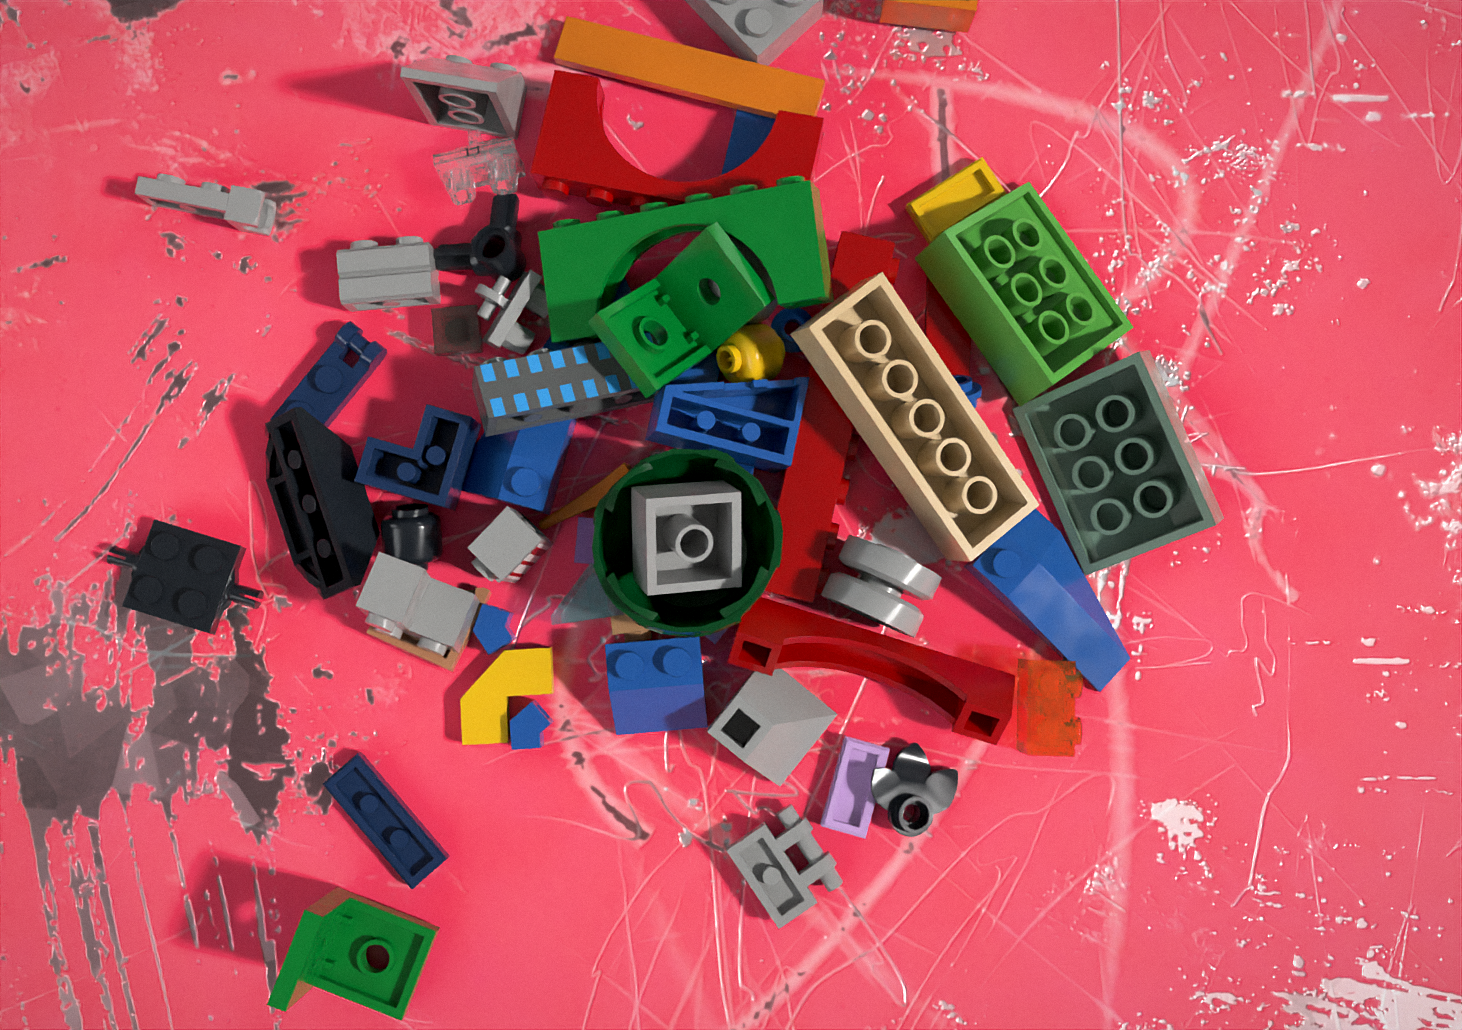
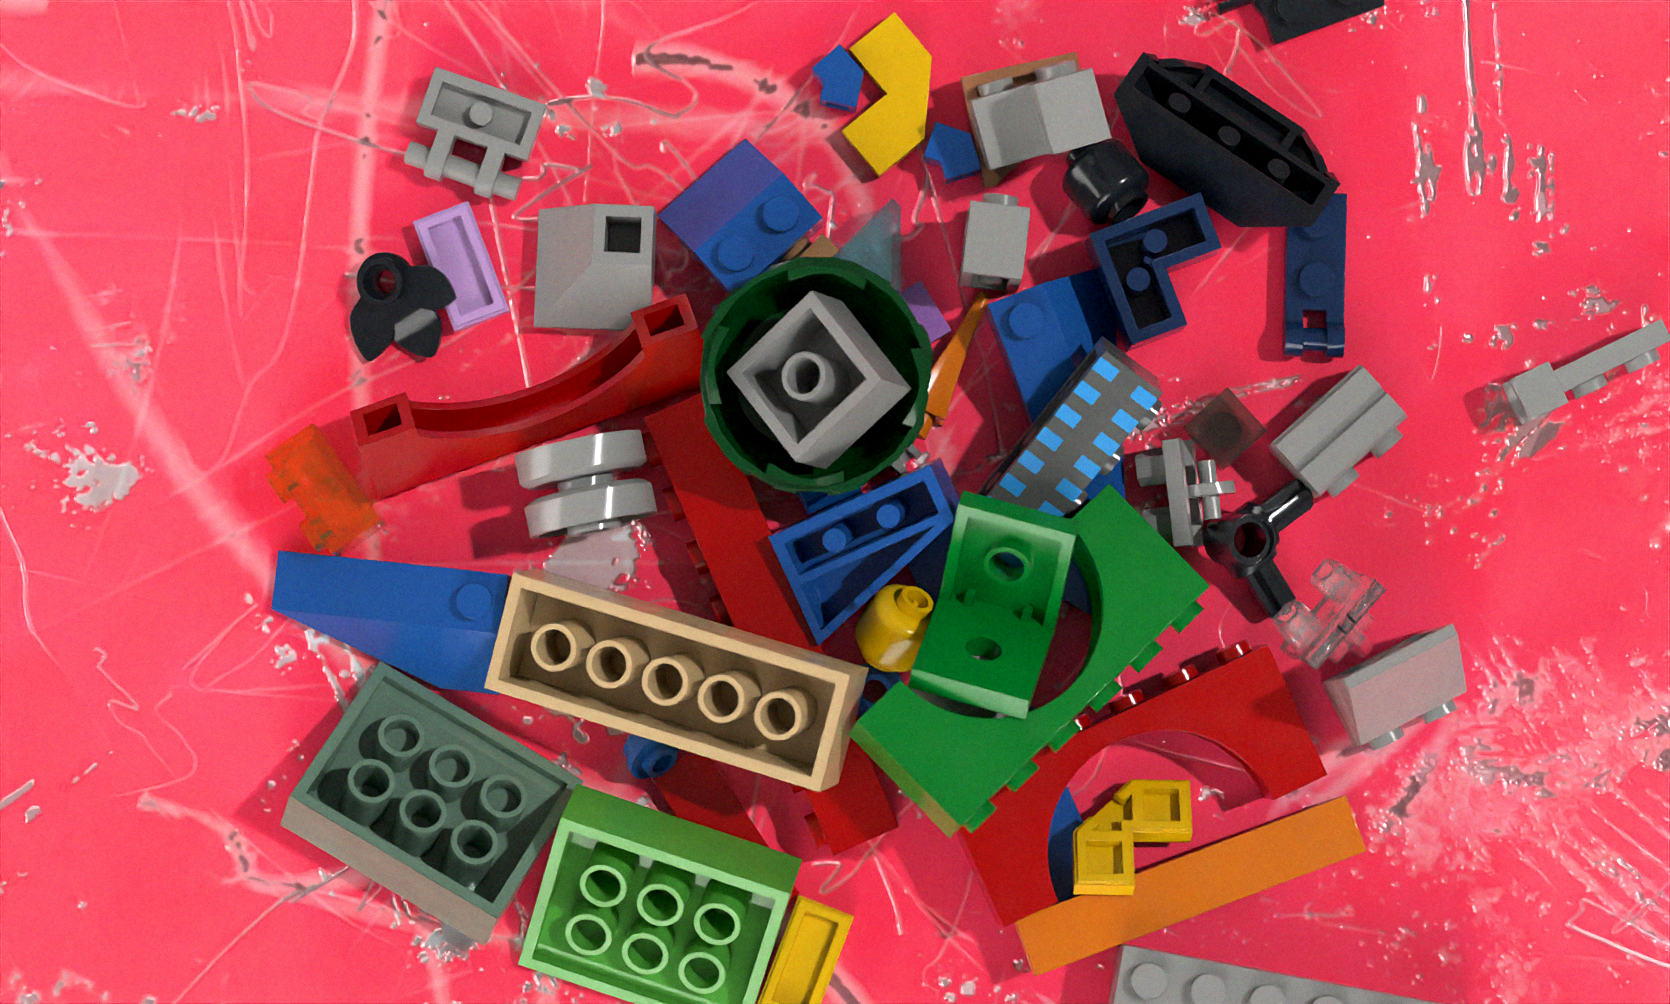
camera: 140 degrees right, 0 degrees up
(720, 132) = (1137, 813): none -> yellow tile

